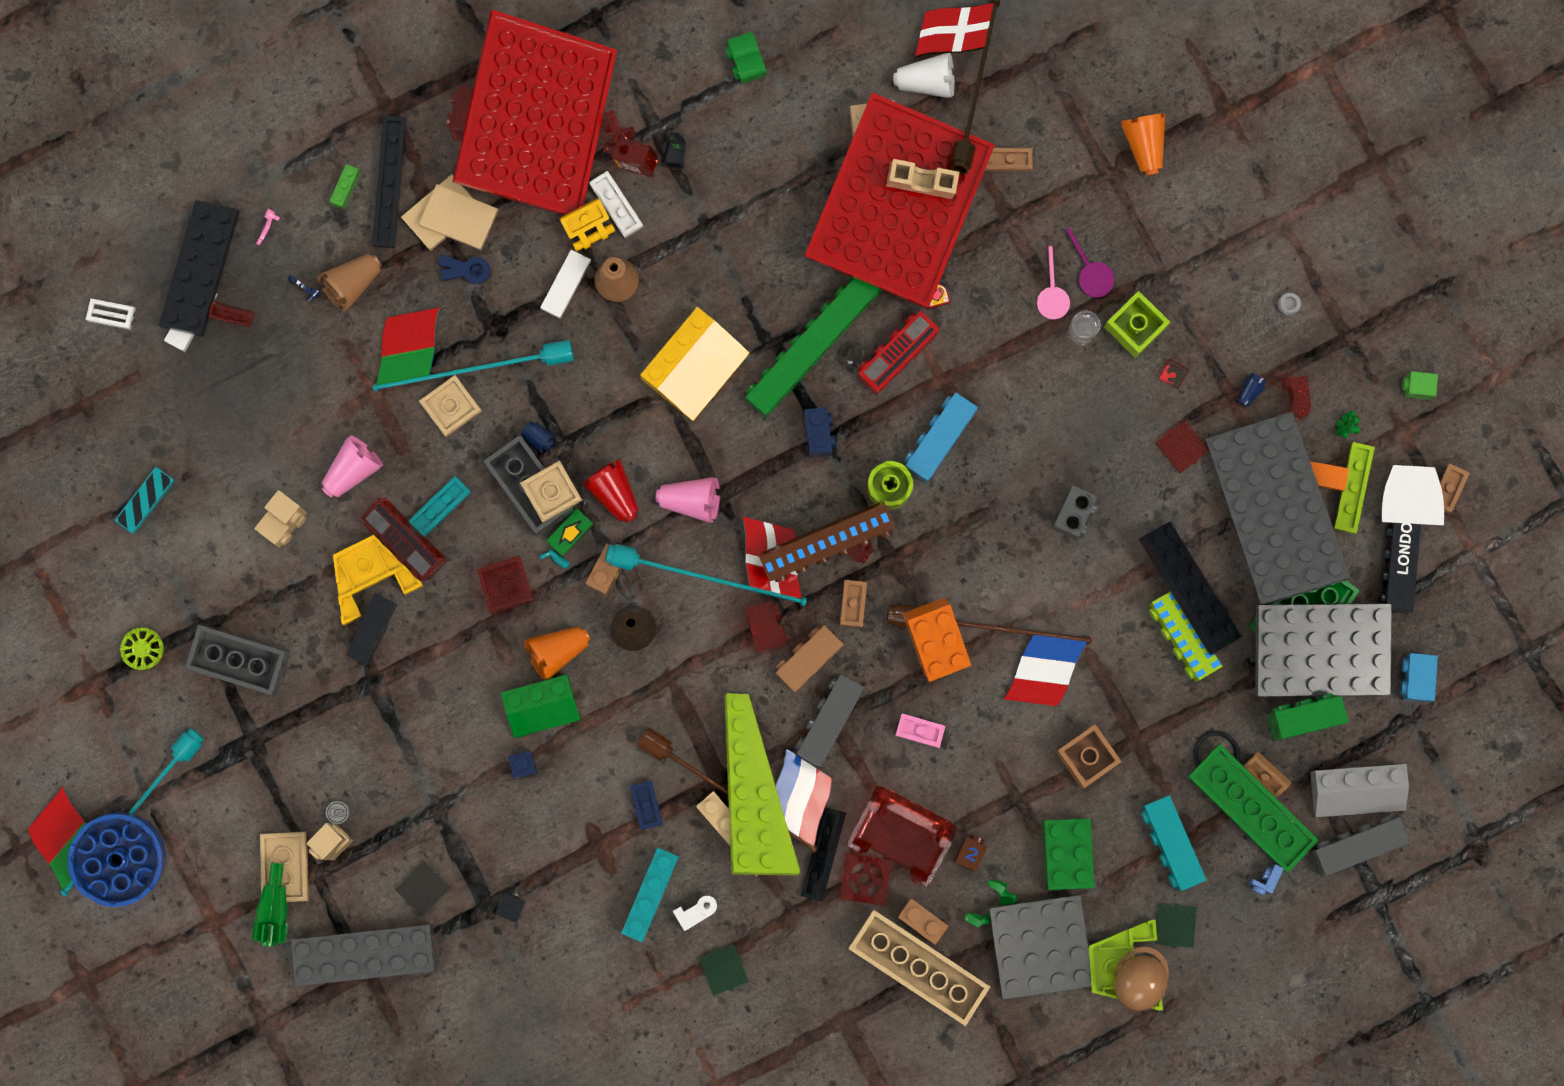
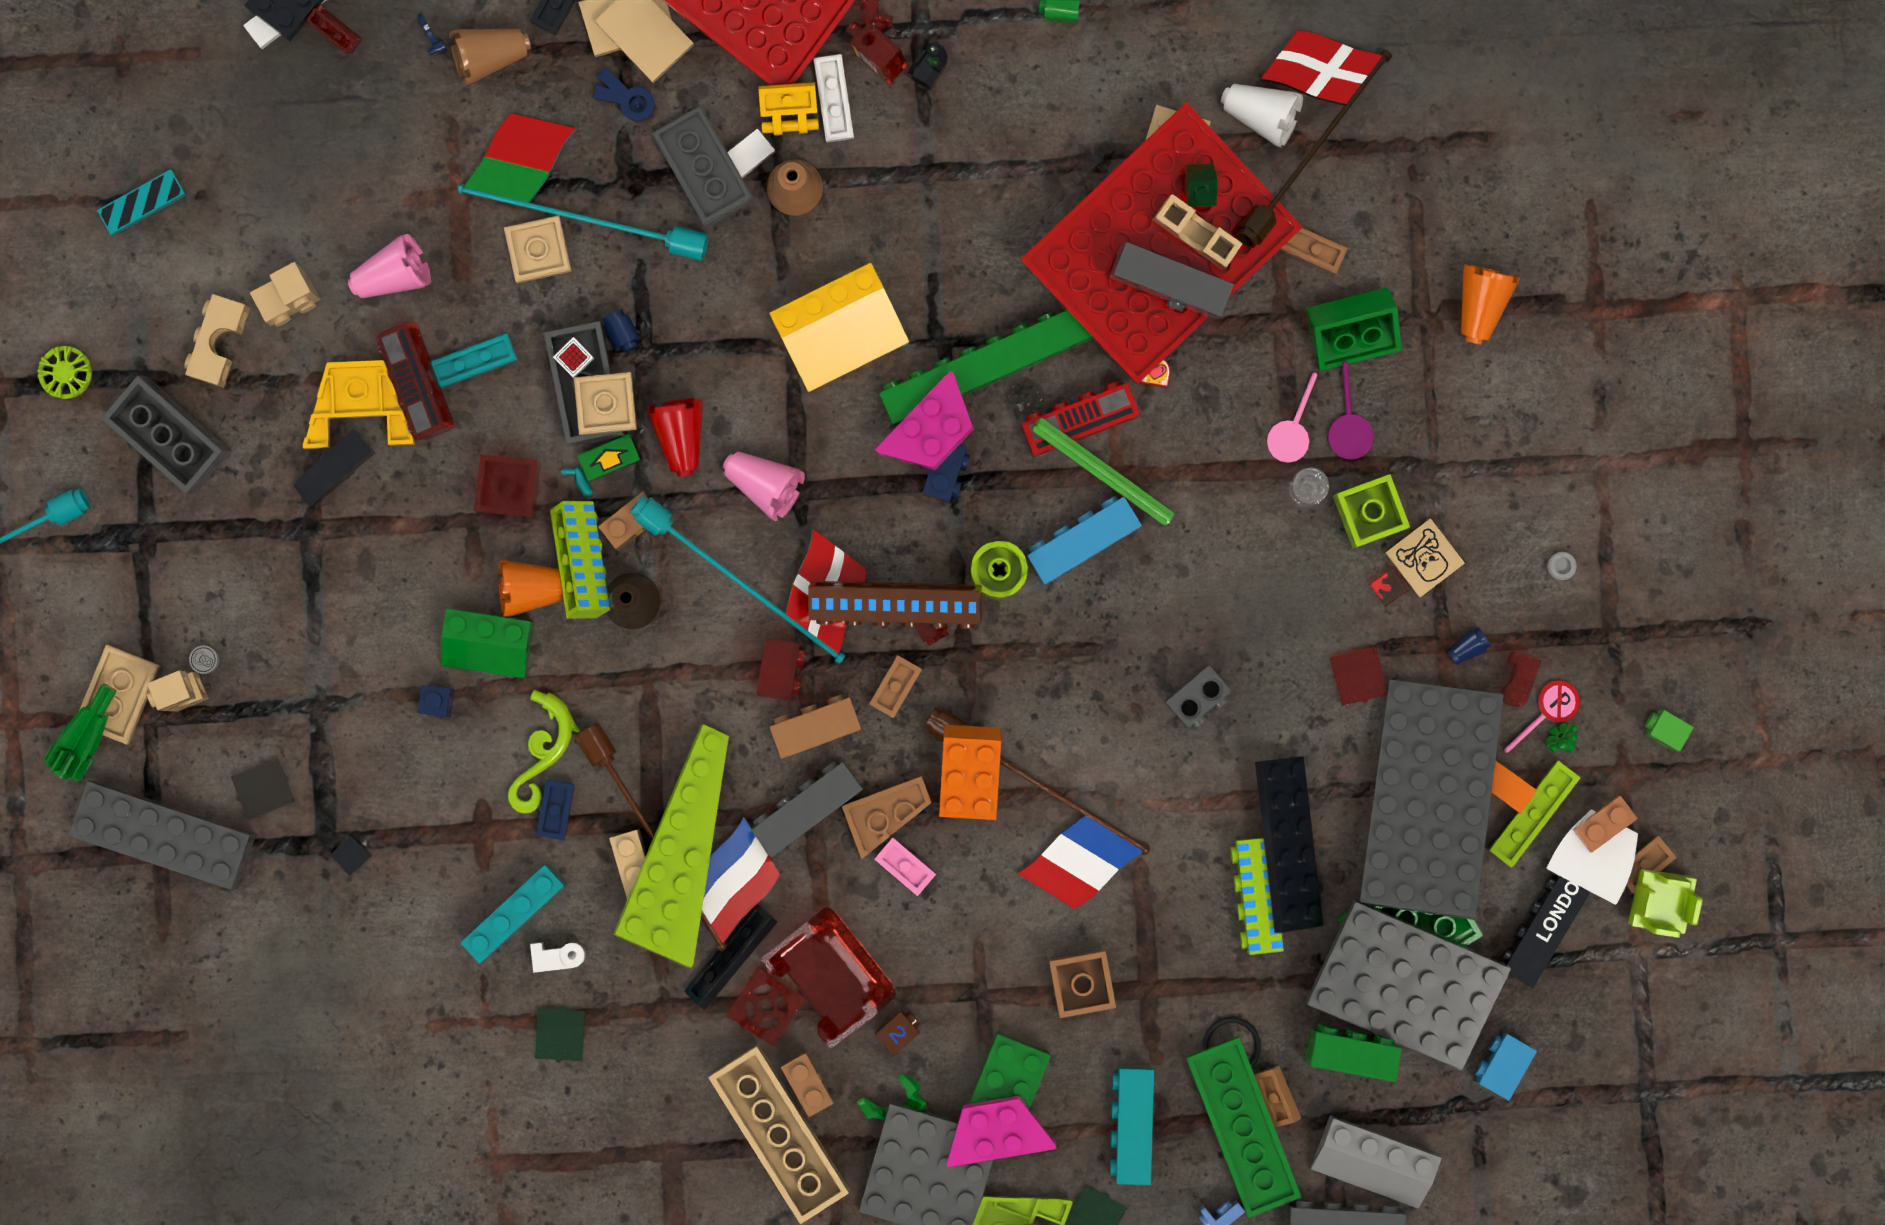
camera: 25 degrees right, 5 degrees up
(240, 556) = (220, 317): none -> tan arch
(513, 469) = (573, 357): none -> tile
(544, 293) = (703, 167): none -> dark grey tile
(583, 613) = (580, 559): none -> lime brick
(626, 740) = (566, 725): none -> lime plant
(795, 404) = (931, 427): none -> dark pink wing
(887, 698) = (884, 813): none -> medium nougat wing
(910, 144) = (1201, 185): none -> dark green brick
(920, 221) = (1171, 281): none -> dark grey brick
(932, 381) = (1103, 471): none -> bright green axle
(1063, 201) = (1354, 328): none -> green slope
(1078, 891) = (997, 1131): none -> dark pink wing
(1189, 341) = (1424, 558): none -> tan tile
(1332, 402) = (1557, 703): none -> piece
(1408, 470) = (1605, 824): none -> nougat plate
(1477, 508) = (1665, 903): none -> lime panel

